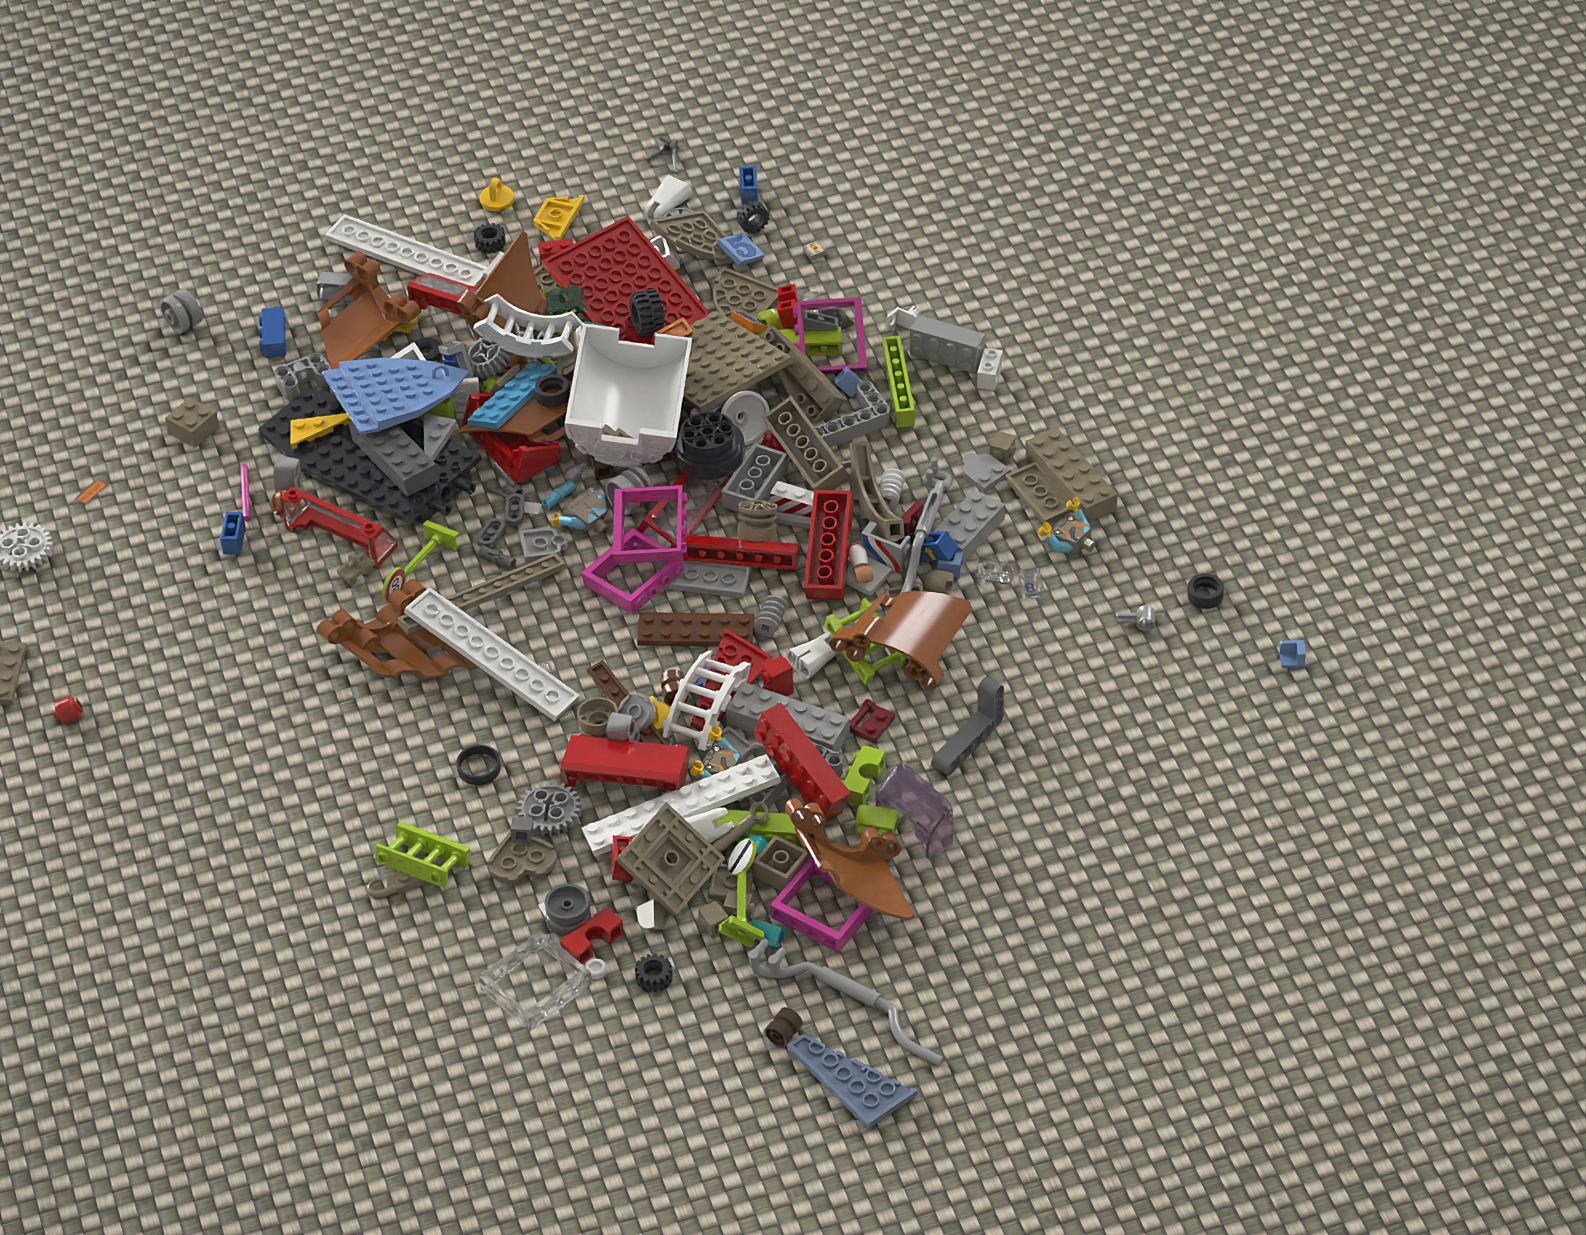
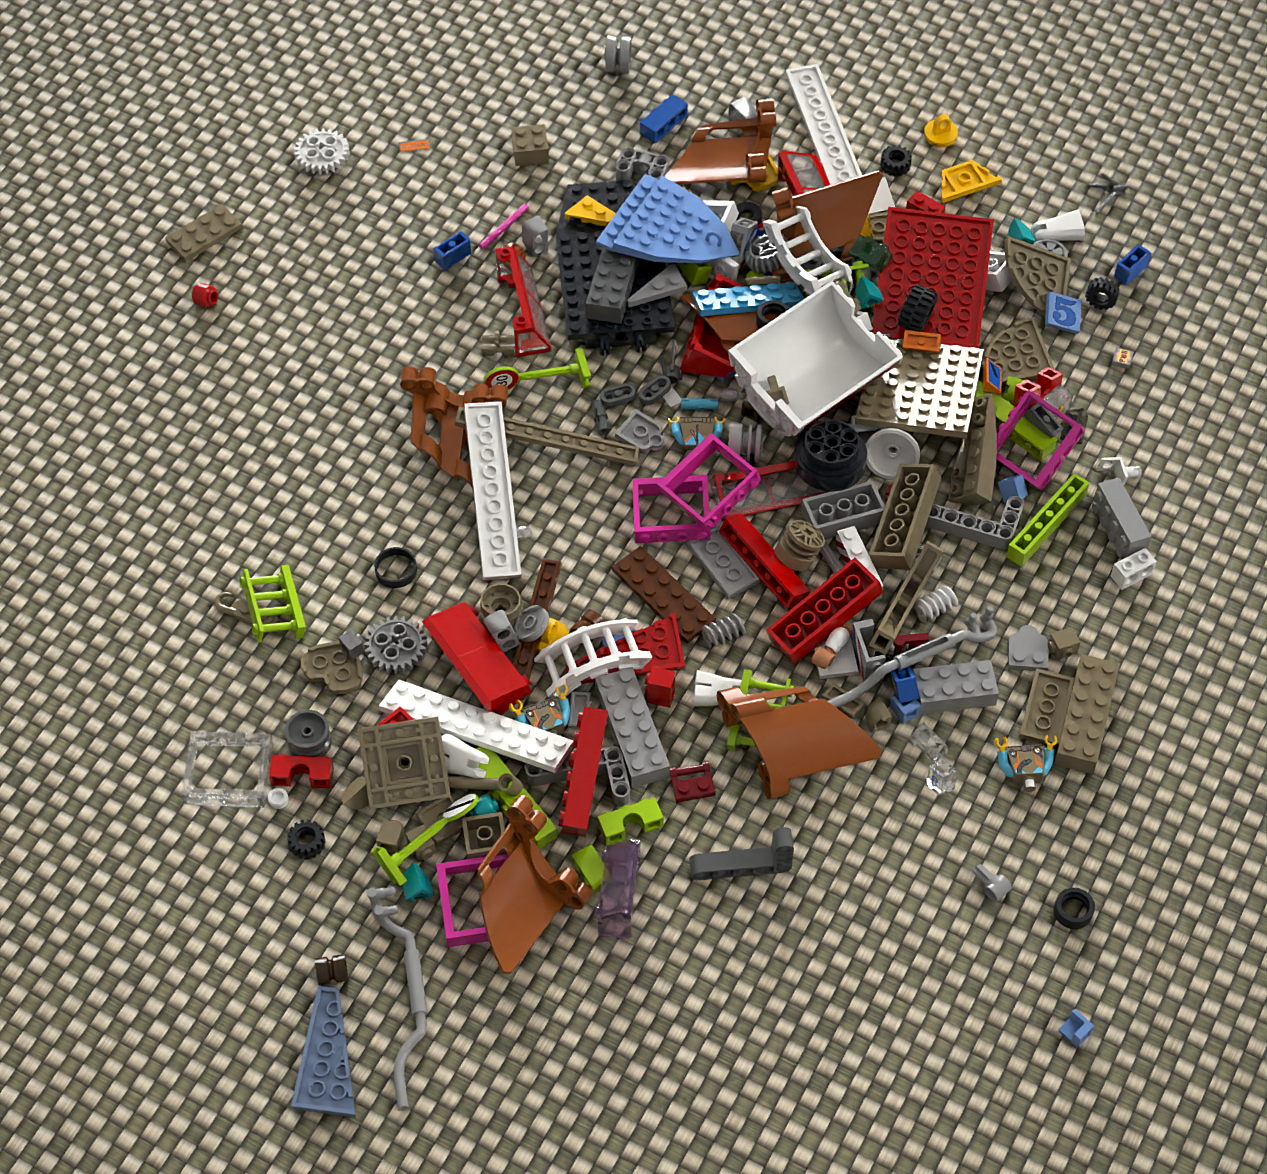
camera: 45 degrees right, 10 degrees up
(642, 222) = (1020, 231): none -> teal brick

